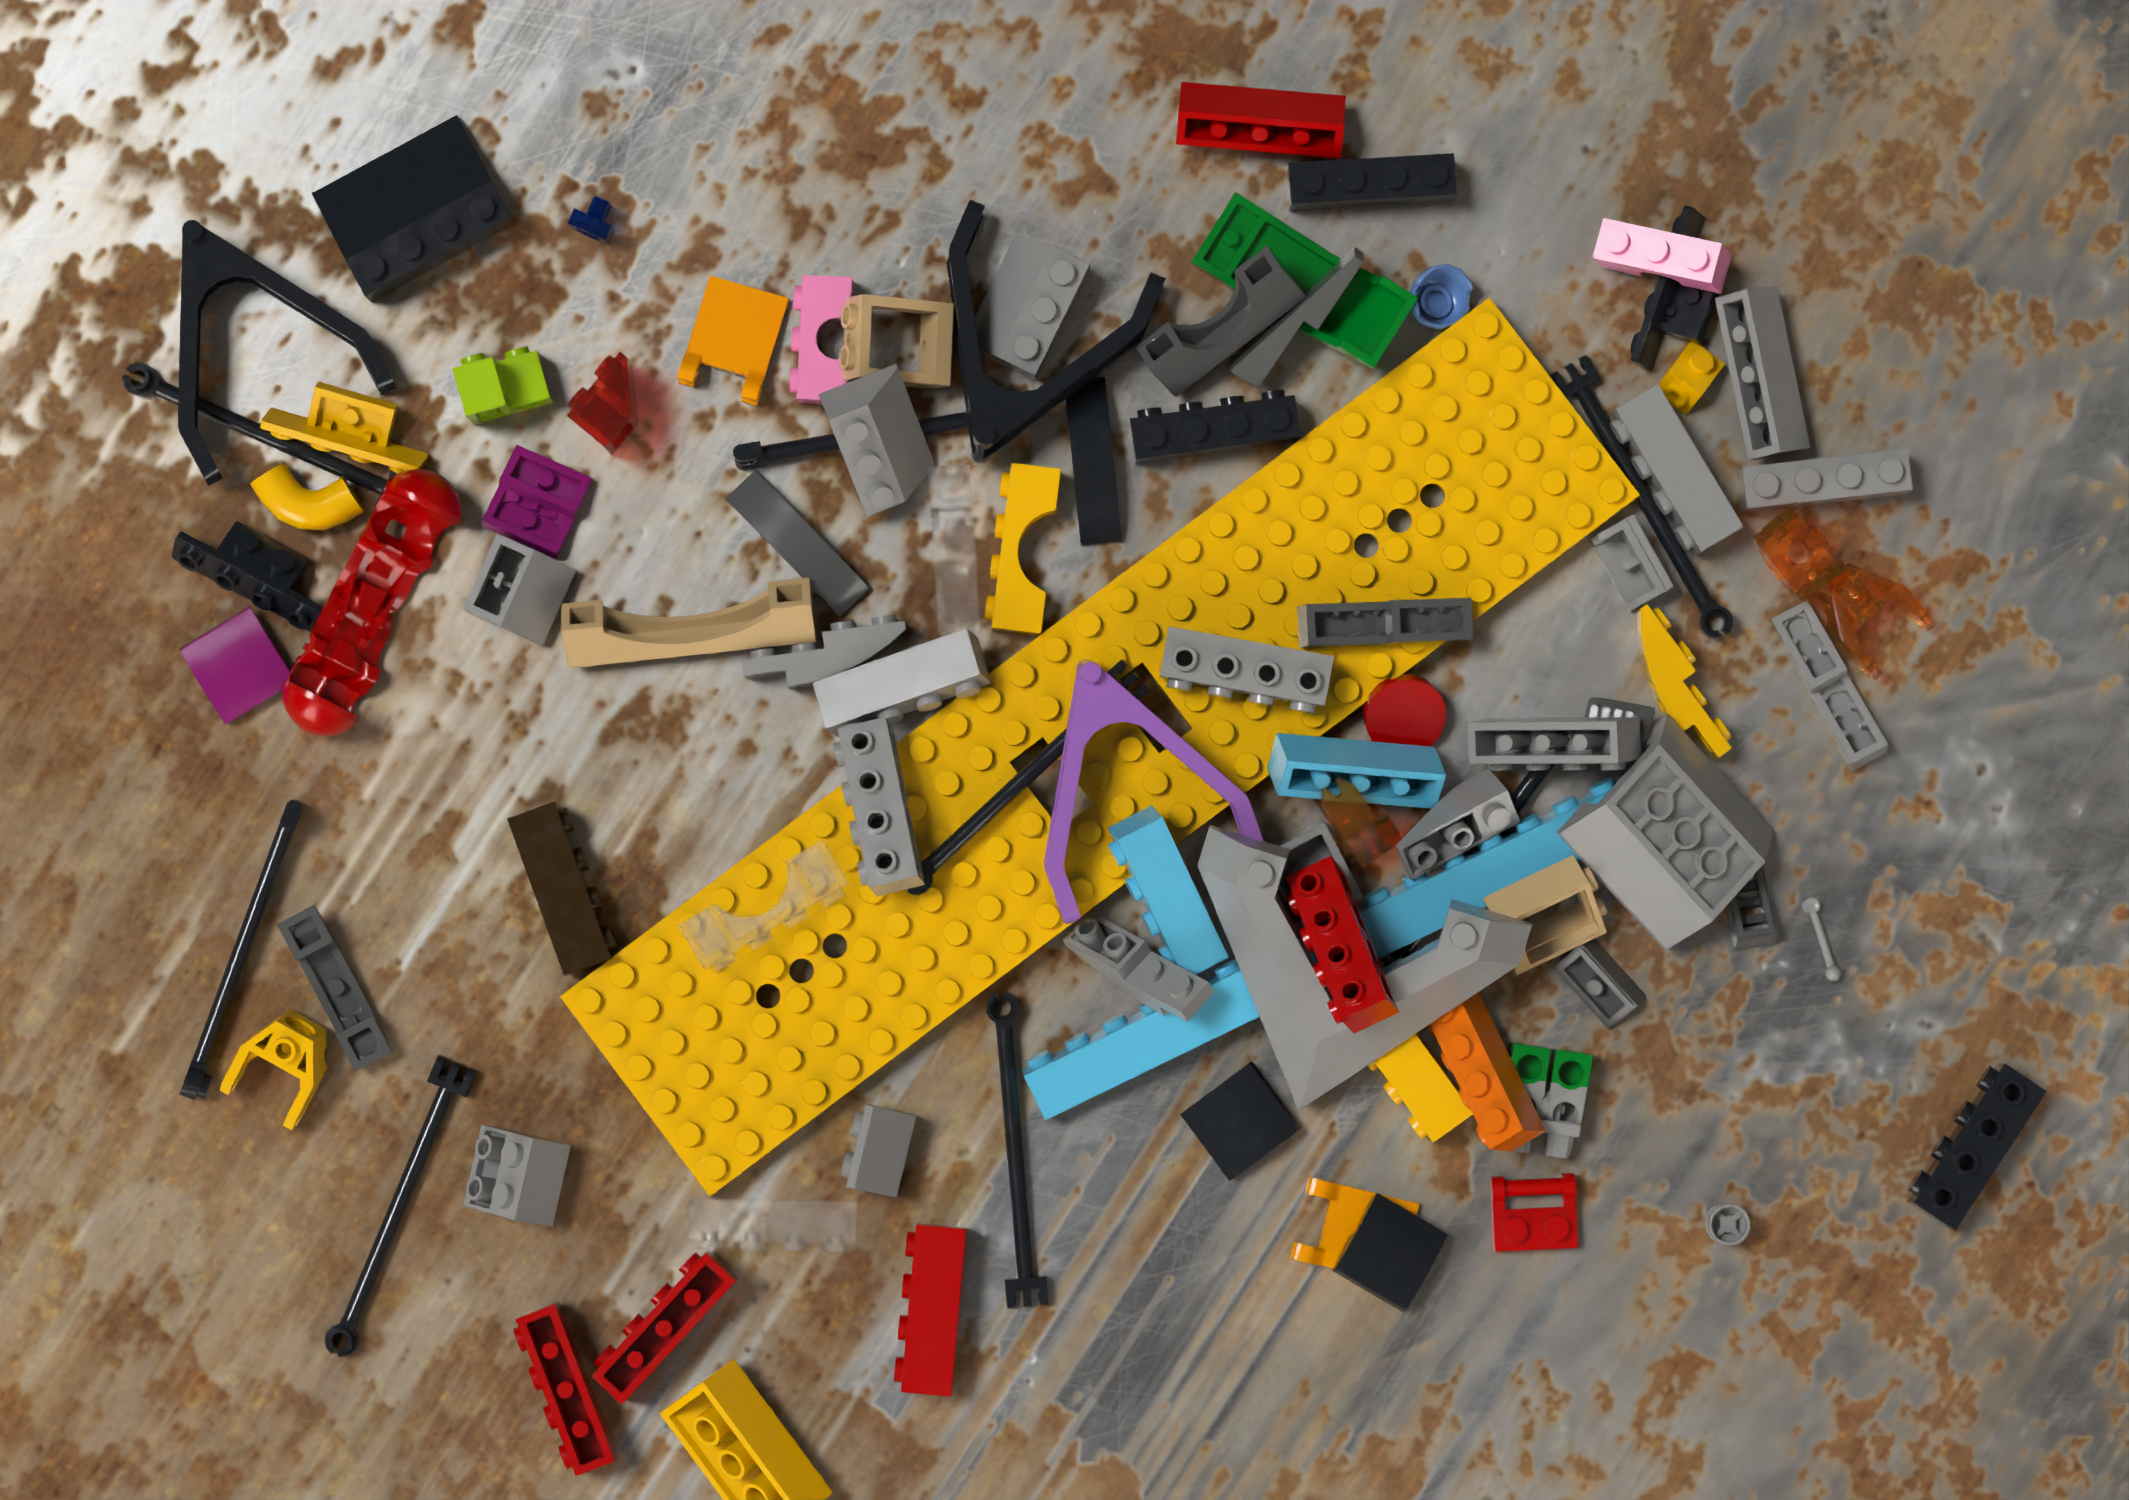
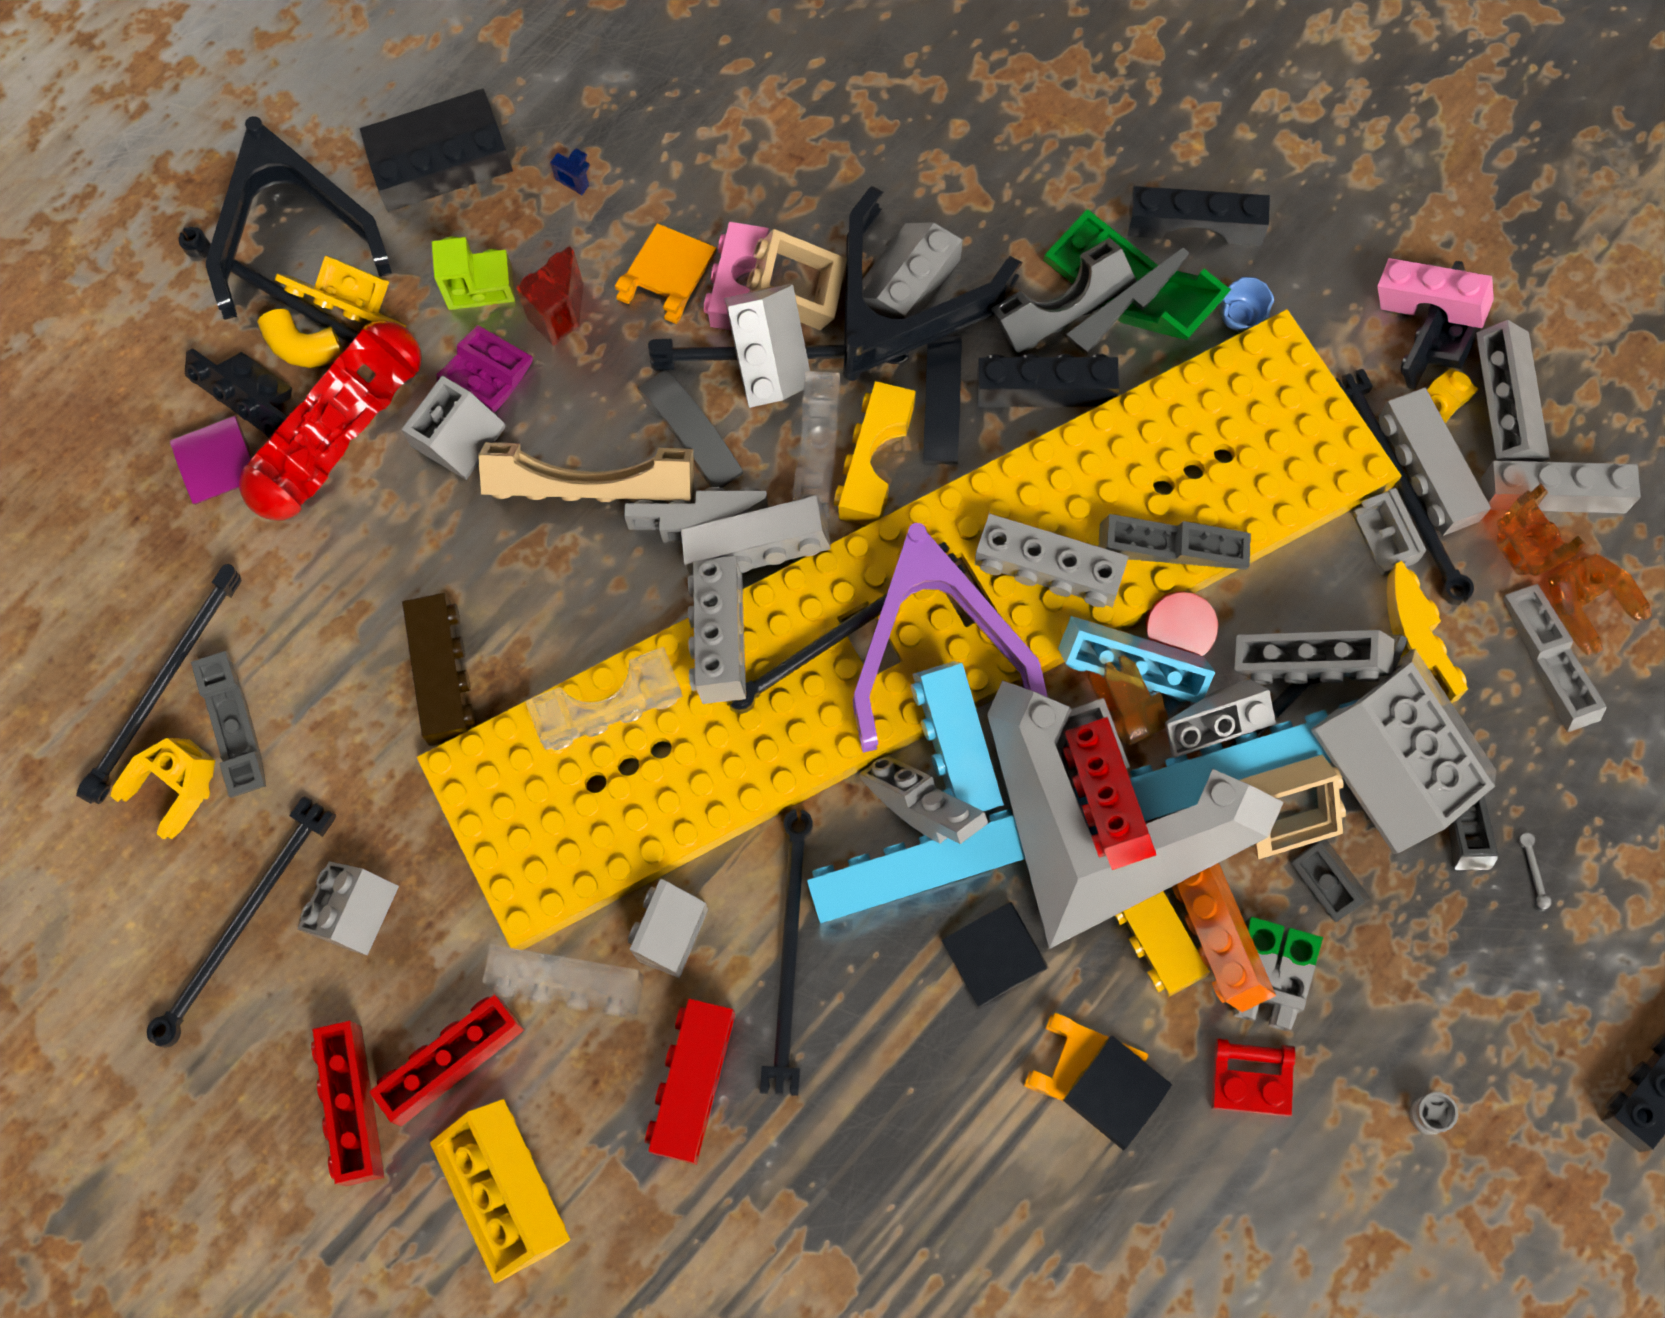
camera: 10 degrees right, 15 degrees down
(1261, 120) = (1113, 159): red brick -> none

